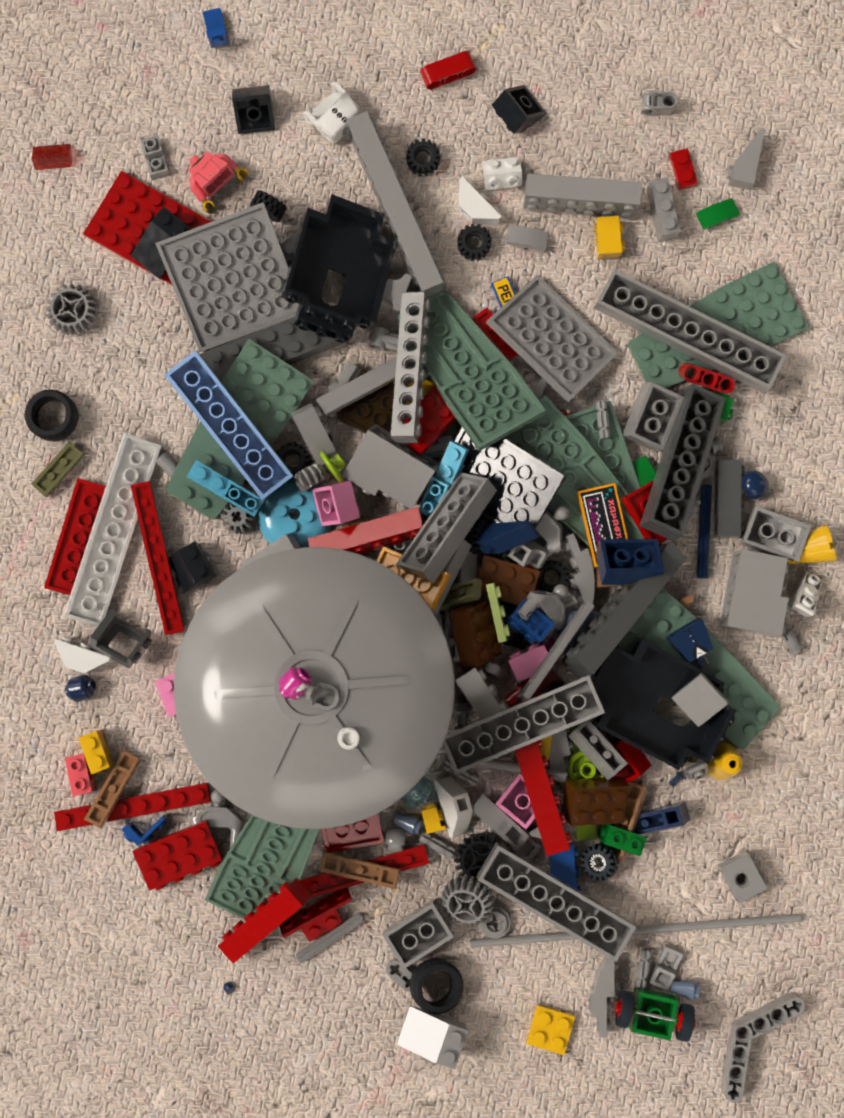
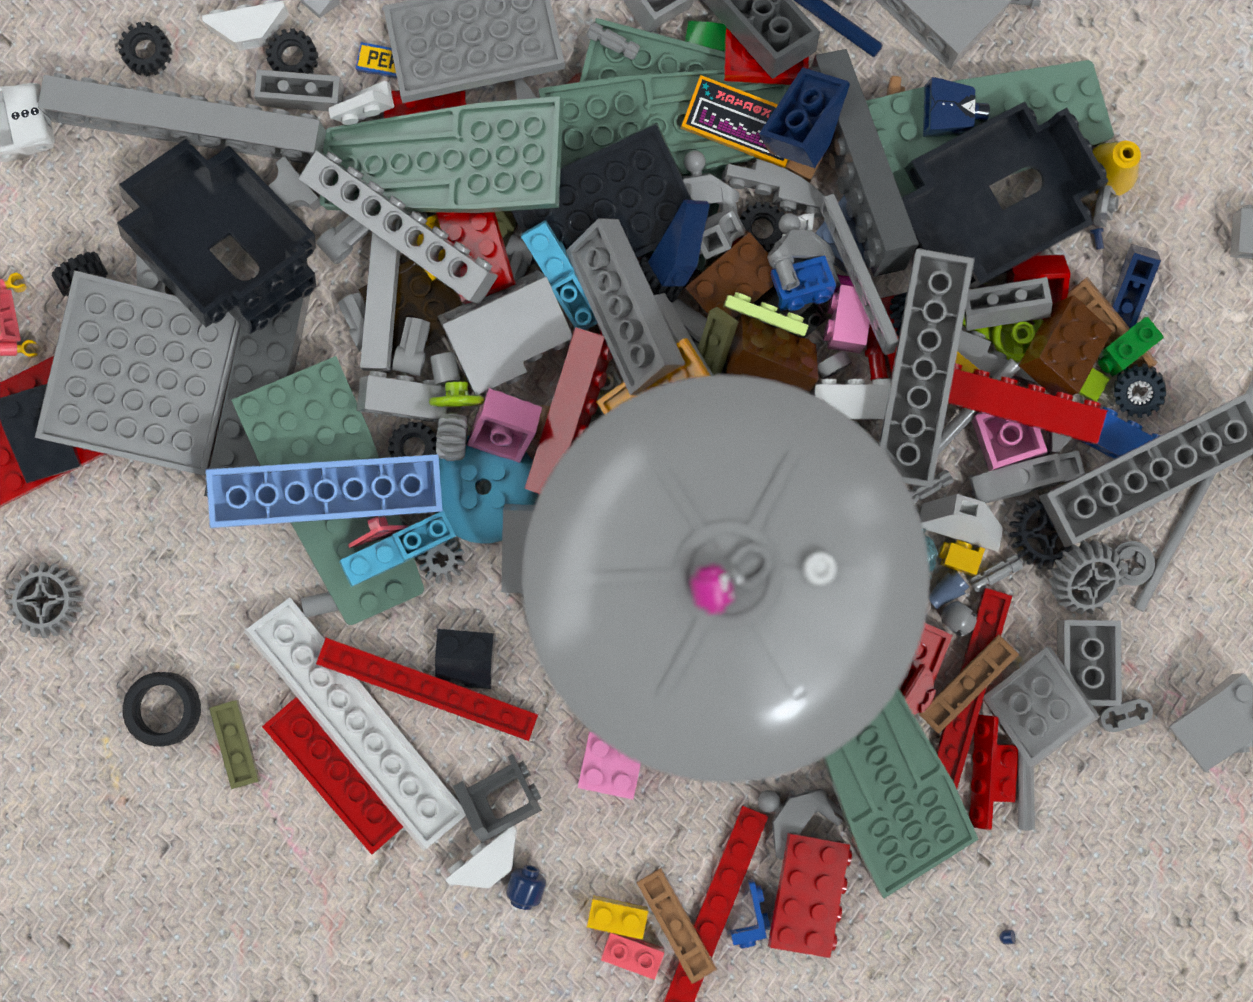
camera: 60 degrees left, 0 degrees up
(229, 470) = (378, 529): none -> coral piece
(264, 920) = (958, 835): red brick -> none
(334, 843) = (920, 690): none -> plate
(343, 422) = (410, 354): none -> light grey piece
(346, 448) = (445, 368): none -> light grey piece
(372, 921) = (1041, 706): none -> light grey plate
(452, 997) = (1188, 668): black tyre -> none
(455, 259) = (298, 90): none -> light grey brick
(471, 301) = (363, 104): none -> white bracket
(700, 699) = (1026, 142): light grey tile -> none

